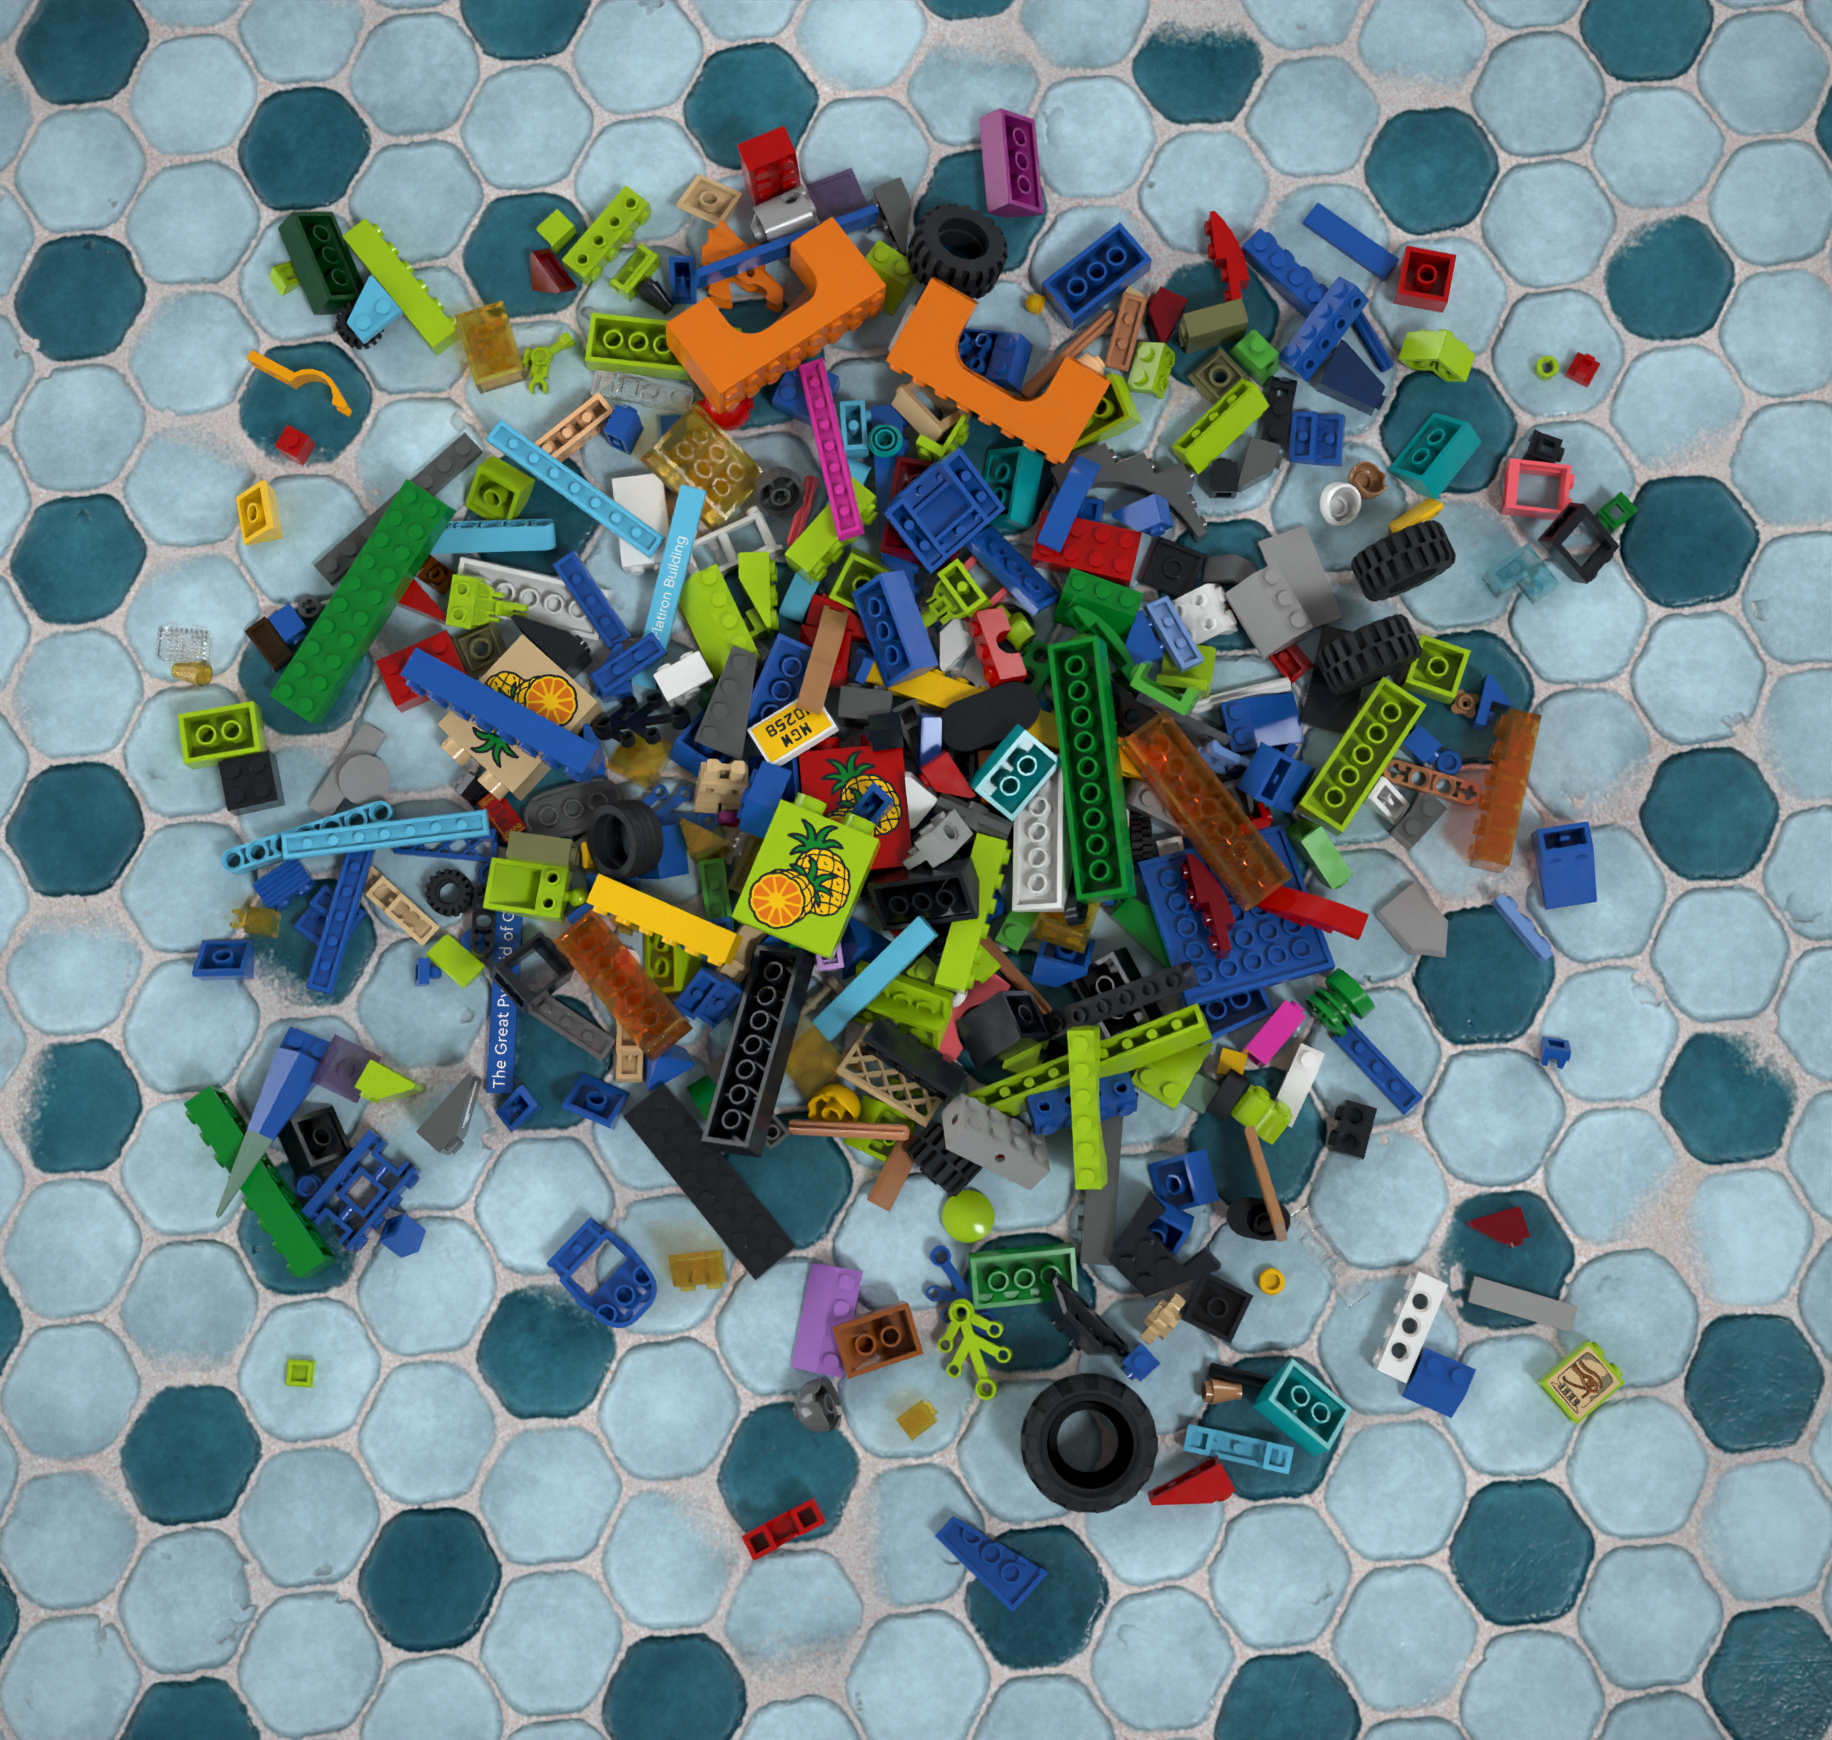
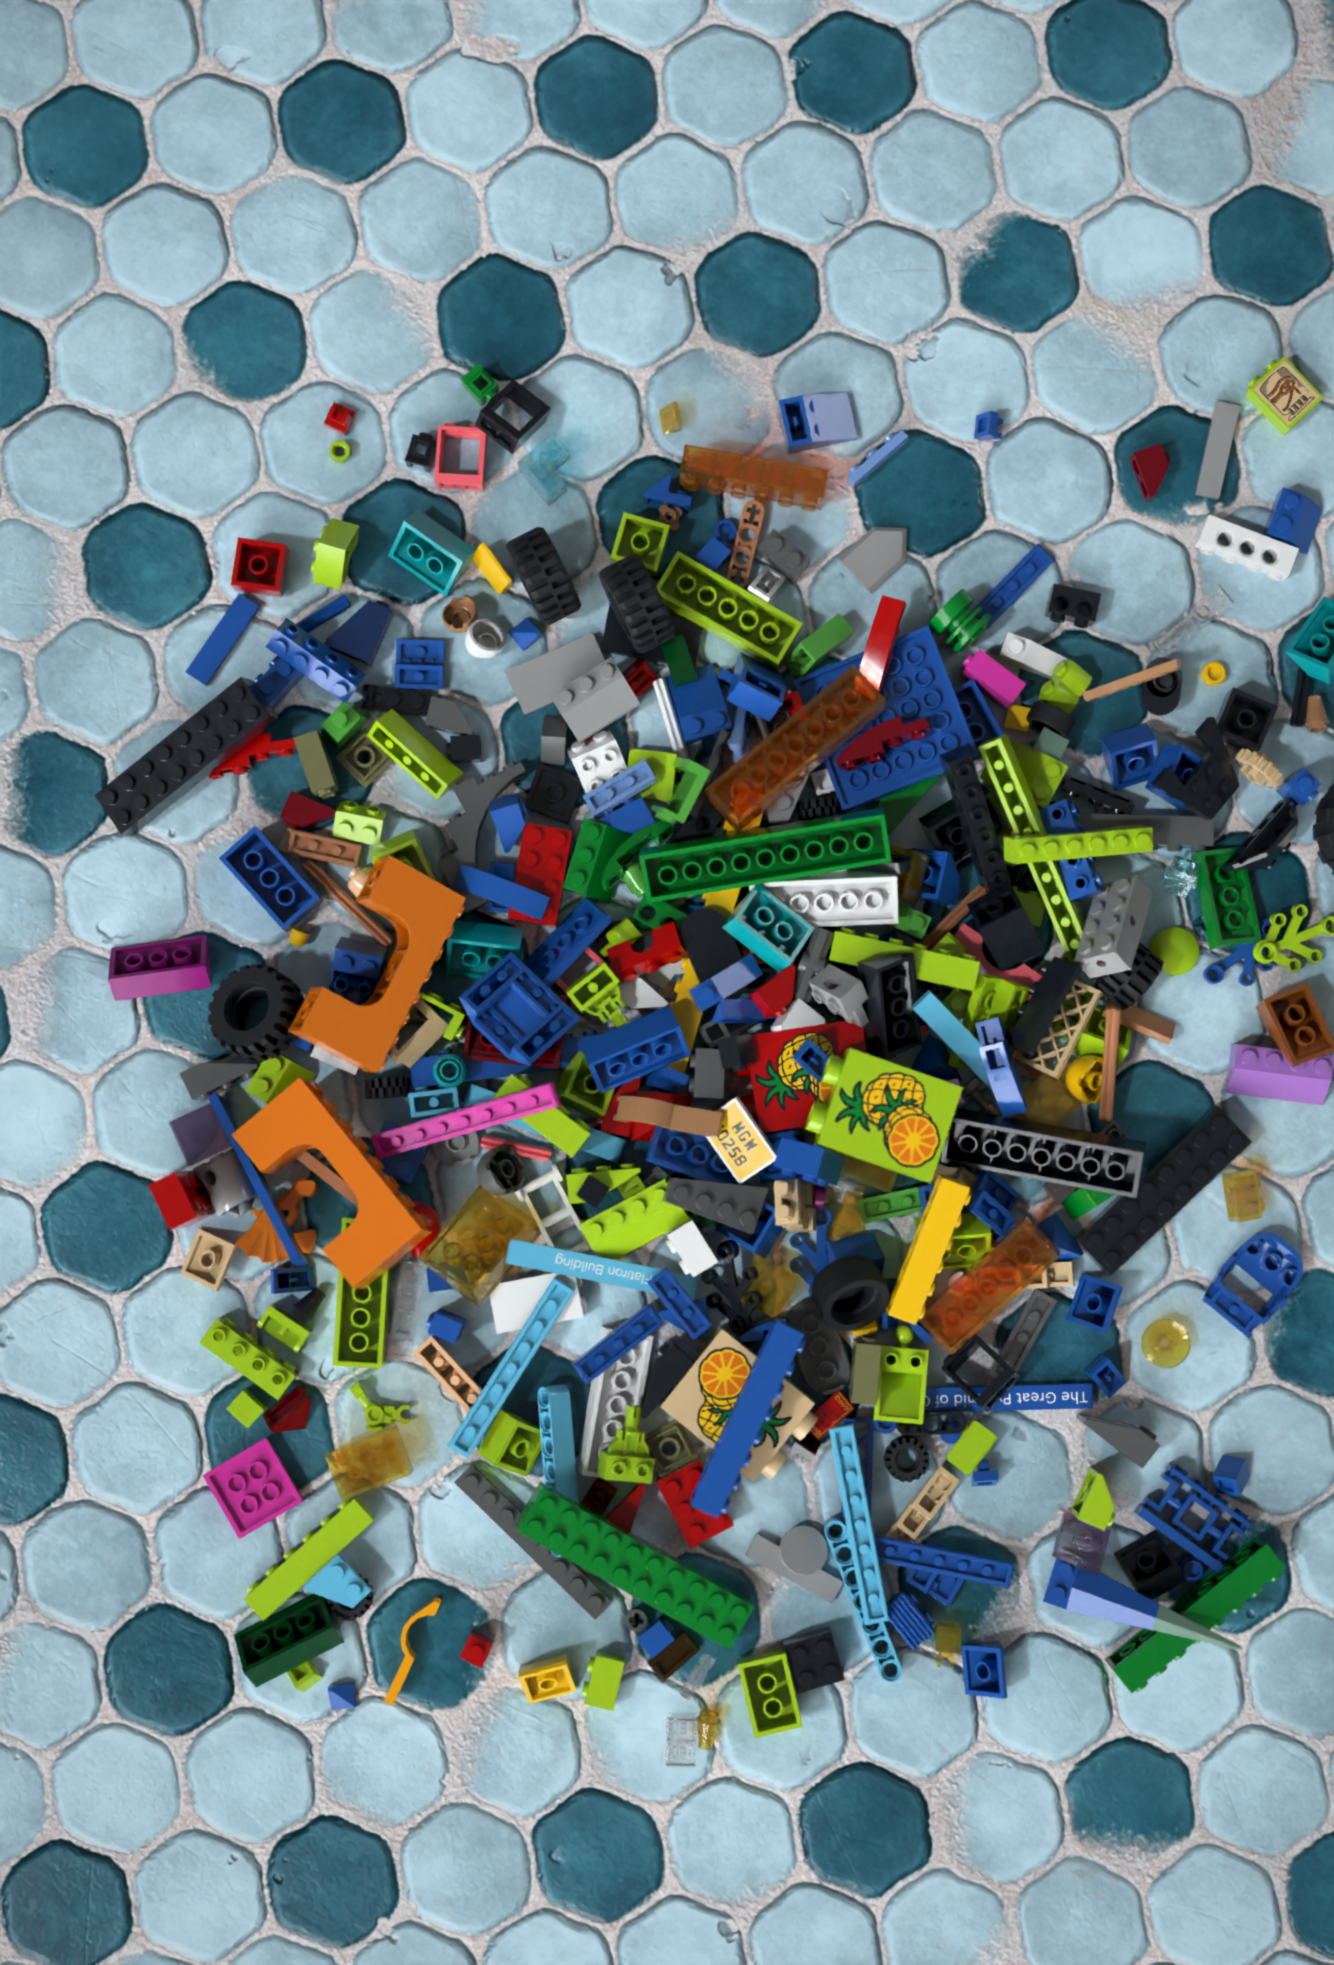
camera: 100 degrees left, 5 degrees up
(246, 665) = (697, 1676): none -> clear axle
(251, 571) = (604, 1680): none -> lime brick
(262, 313) = (342, 1695): none -> blue slope
(476, 235) = (253, 1487): none -> dark pink plate
(534, 1174) = (1177, 1347): none -> clear yellow dish
(749, 575) = (592, 1191): none -> black slope
(804, 453) = (457, 1150): none -> light grey tile
(851, 1007) = (1000, 1067): none -> slope
(872, 381) = (386, 1087): none -> black tyre
(959, 723) = (725, 982): none -> blue slope
(1048, 1225) = (1180, 877): none -> clear light blue brick
(1142, 1142) = (1097, 795): none -> black plate
(1227, 194) = (186, 756): none -> black brick
(1308, 704) = (679, 661): none -> dark green tile
(1344, 548) = (525, 634): none -> blue slope
(1573, 712) = (670, 418): none -> clear yellow slope

